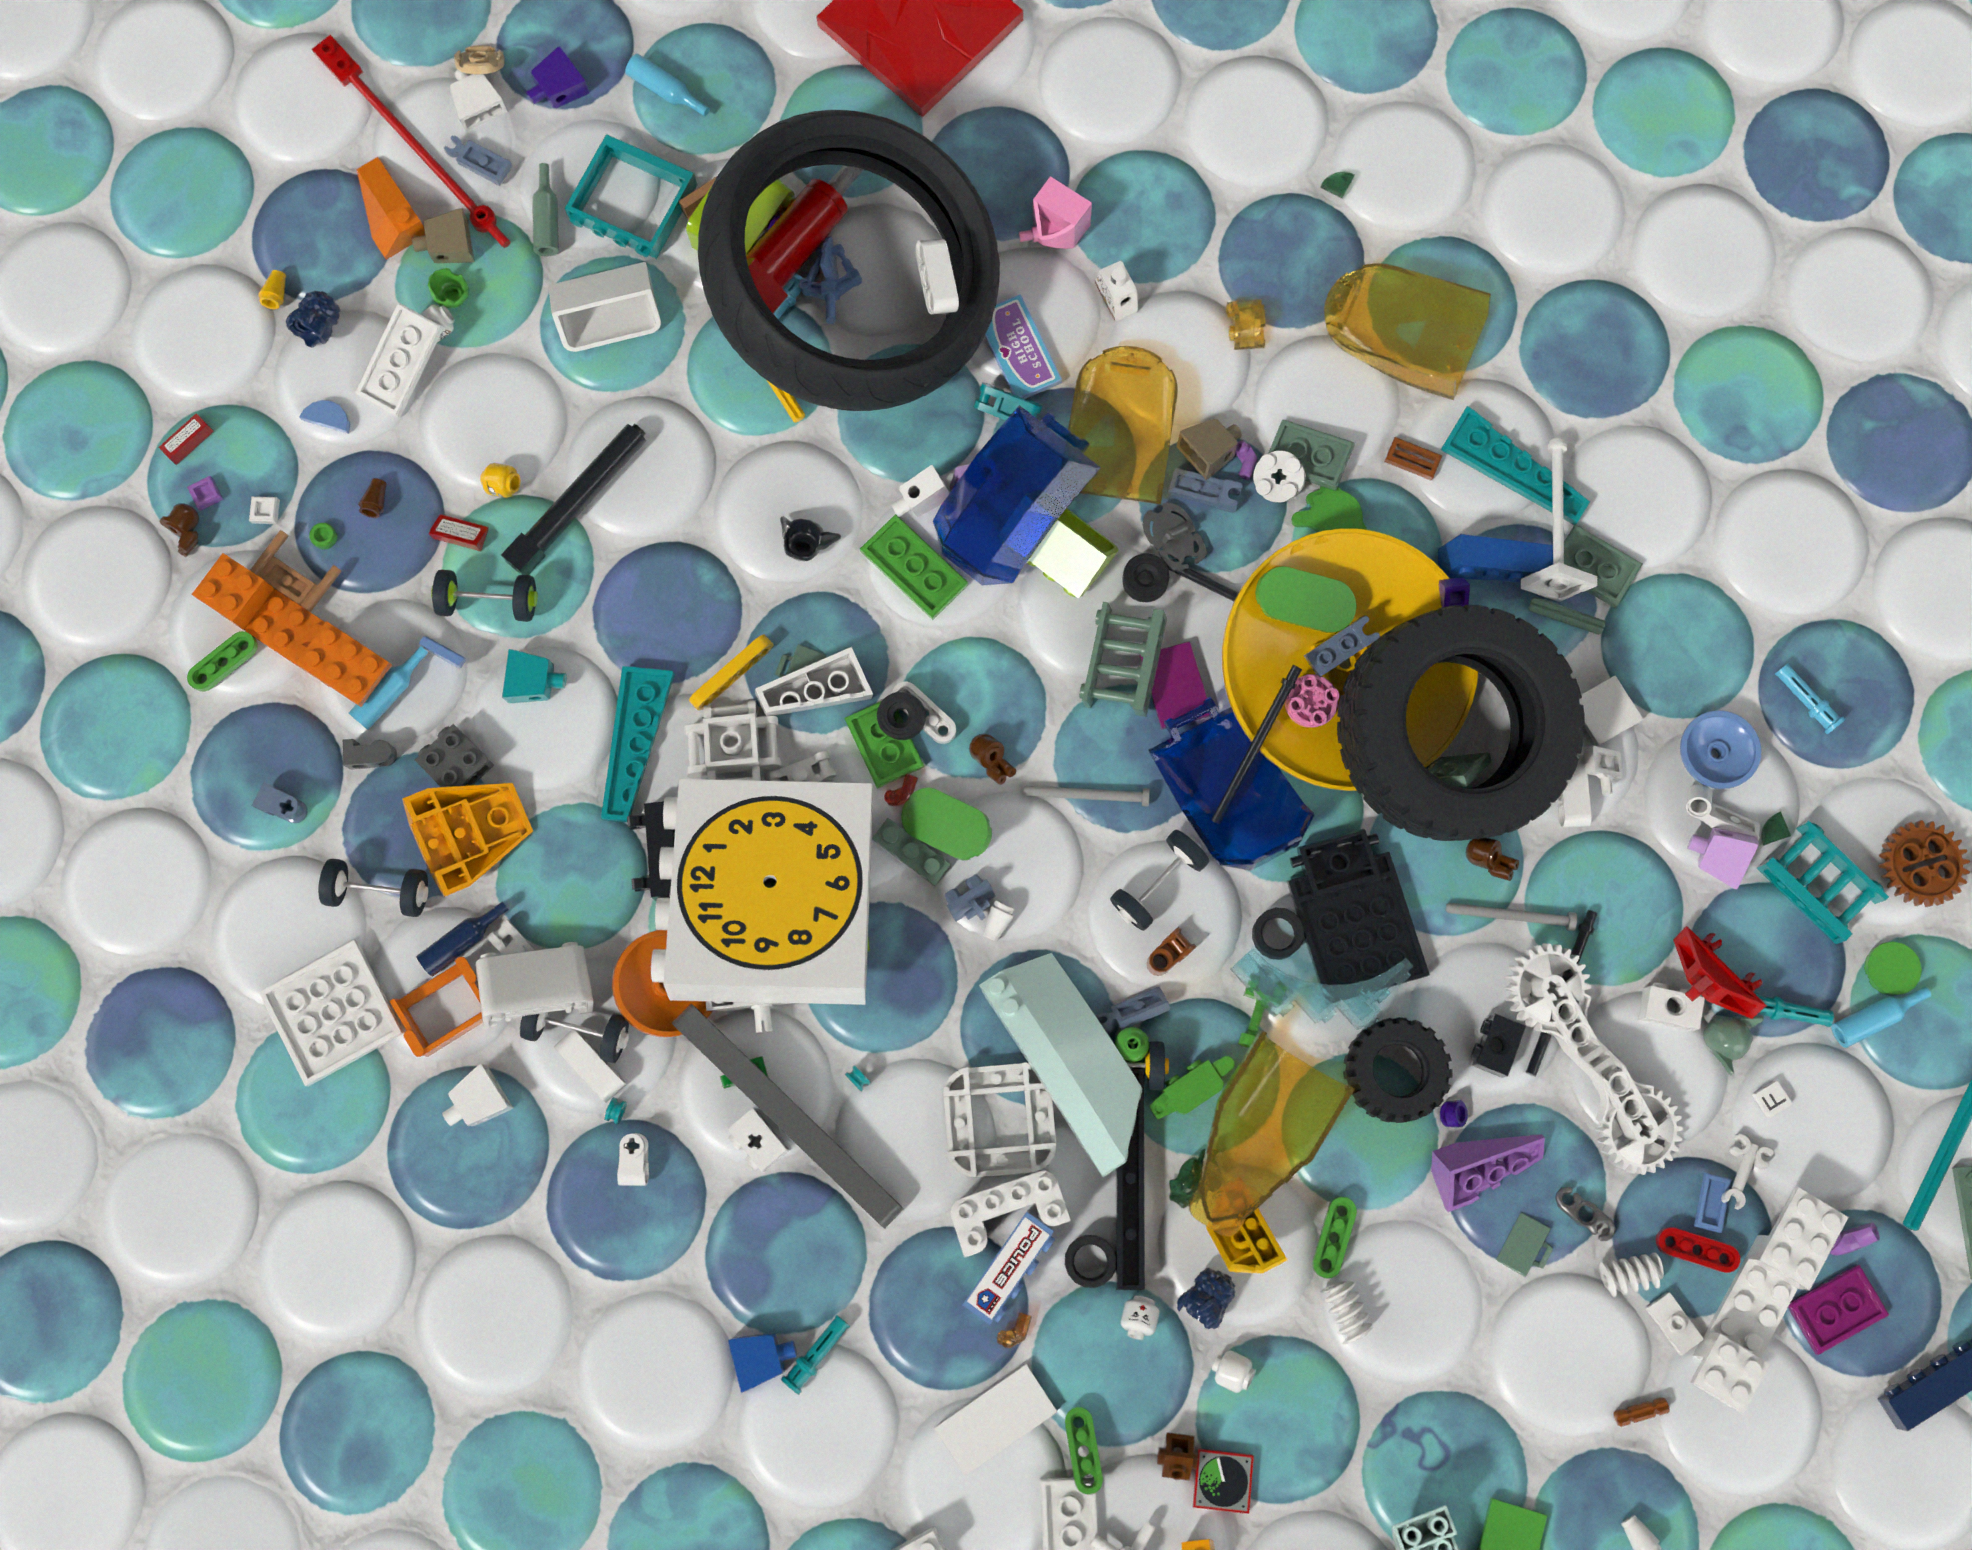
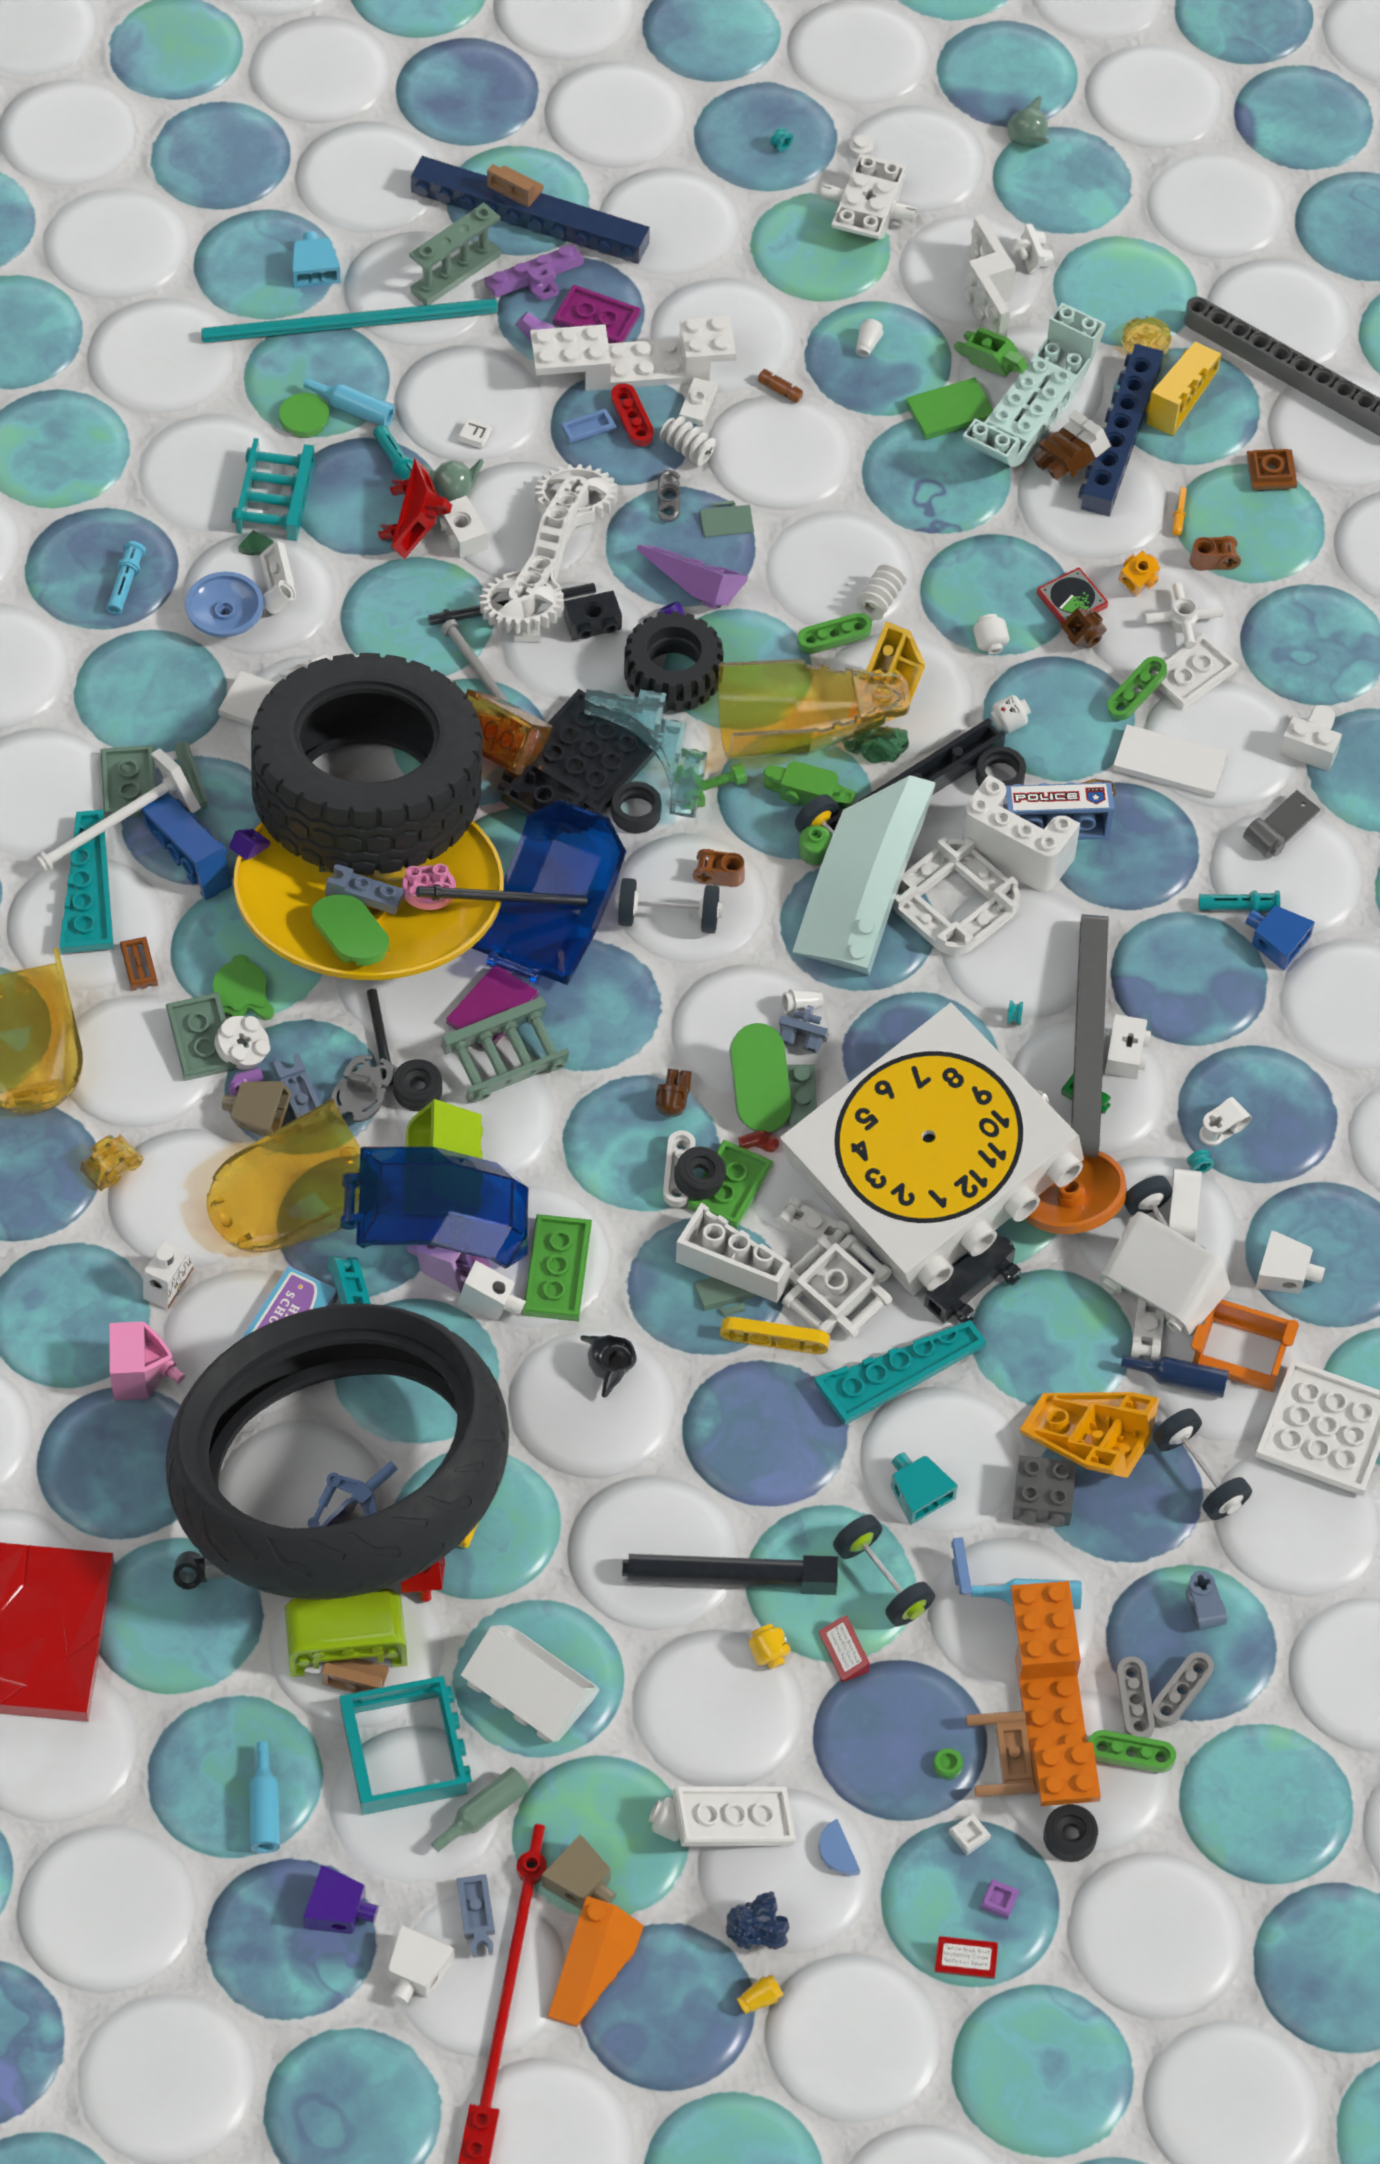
camera: 135 degrees left, 20 degrees down
(182, 522) = (1043, 1887): reddish brown piece -> none
(192, 563) = (1070, 1816): none -> black tyre
(227, 726) = (1185, 1679): none -> light grey plate
(248, 689) = (1135, 1688): none -> light grey plate
(367, 756) = (1101, 1564): dark grey leg -> none
(373, 499) = (878, 1742): reddish brown cone -> none
(448, 288) = (629, 1832): bright green hair -> none
(479, 60) = (375, 1987): tan tile -> none
(861, 1457) = (1281, 825): none -> dark grey door
(937, 276) = (302, 1354): white beam -> none
(1092, 794) = (608, 968): light grey bar -> none
(1134, 1010) = (784, 861): sand blue plate -> none
(1208, 1297) = (954, 677): dark blue hair -> none
(1424, 872) = (509, 733): none -> clear orange windscreen
(1460, 769) = (402, 748): sand green tile -> none
(1725, 854) = (309, 555): lavender torso -> none
(1752, 1155) = (530, 422): white bar -> none
(1925, 1290) = (536, 273): none -> medium lavender plate
(1932, 886) = (202, 436): dark orange gear -> none

